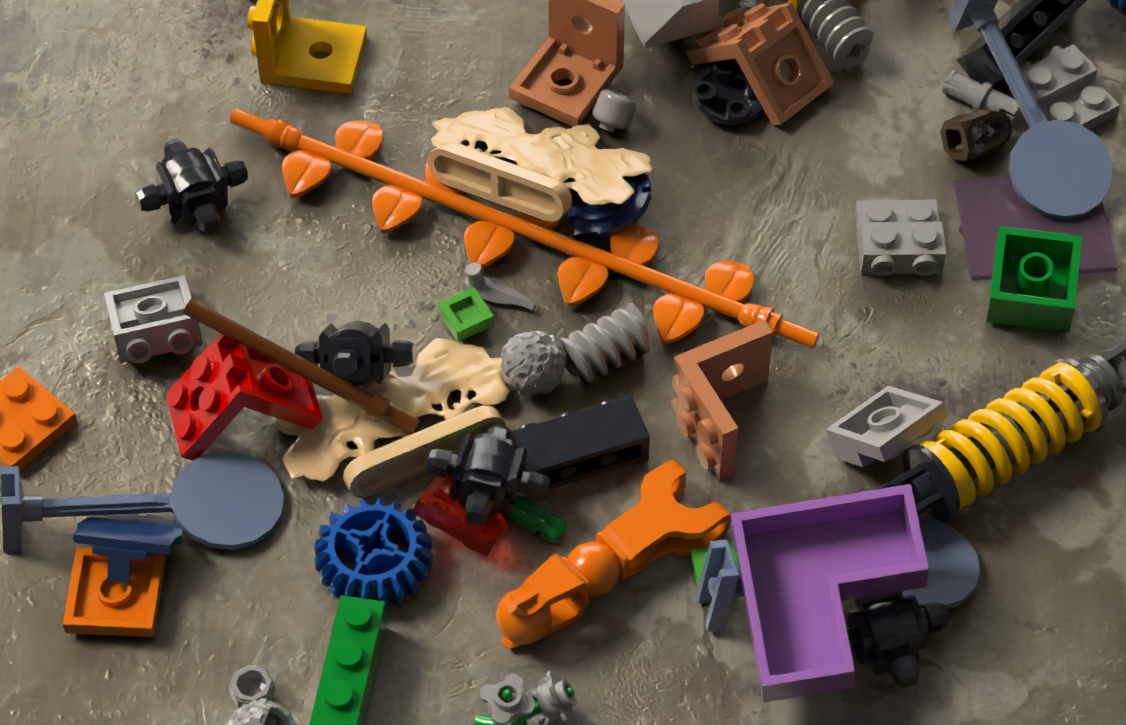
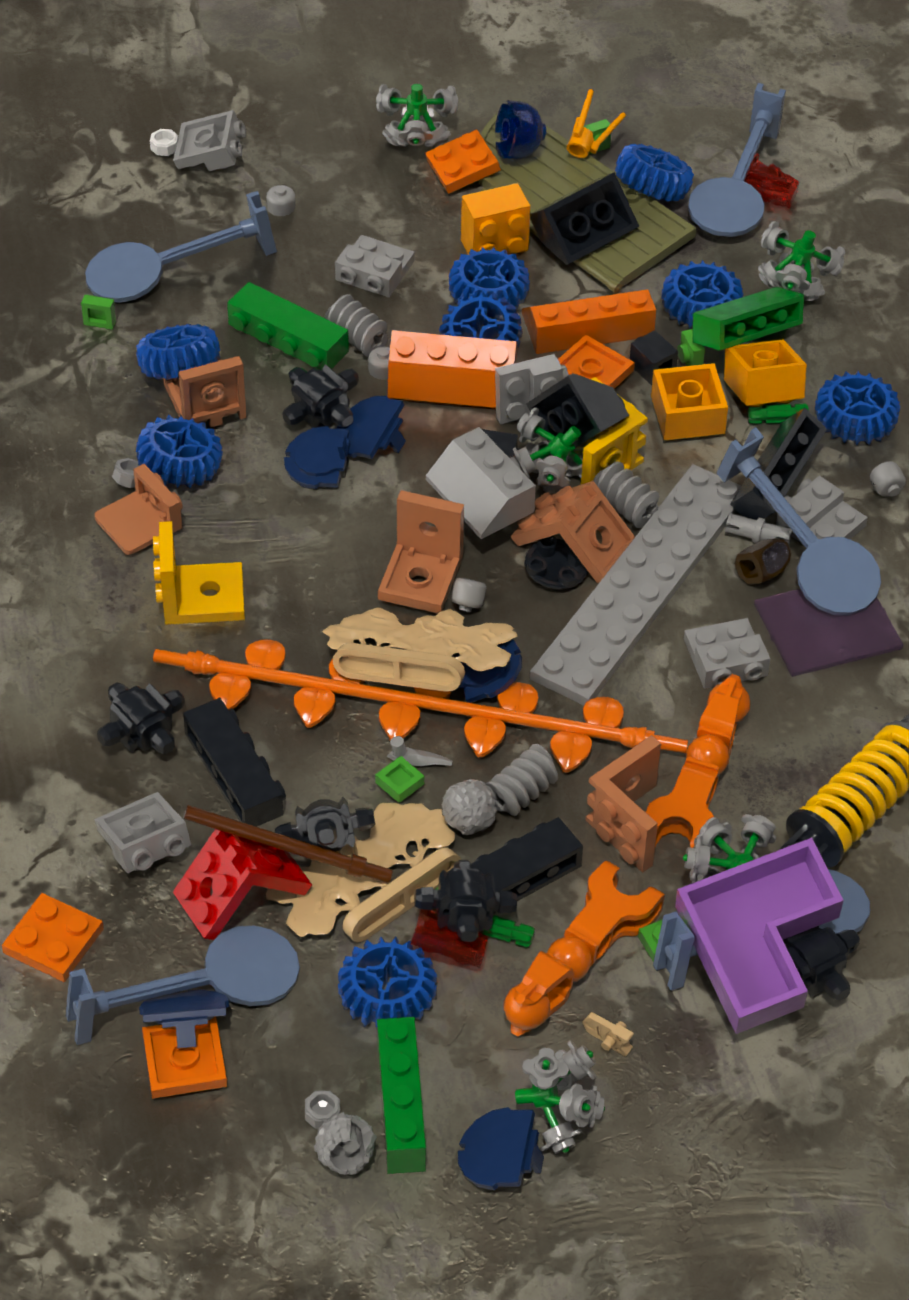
camera: 15 degrees left, 5 degrees down
(281, 259) = (234, 763): none -> black brick
(619, 672) = (613, 1035): none -> tan piece
(810, 460) = (717, 836): none -> light grey plant
(816, 138) = (637, 587): none -> light grey plate
(835, 356) = (706, 758): none -> orange piece
(884, 426) = (769, 795): light grey plate -> none
(1034, 279) = (845, 665): green brick -> none

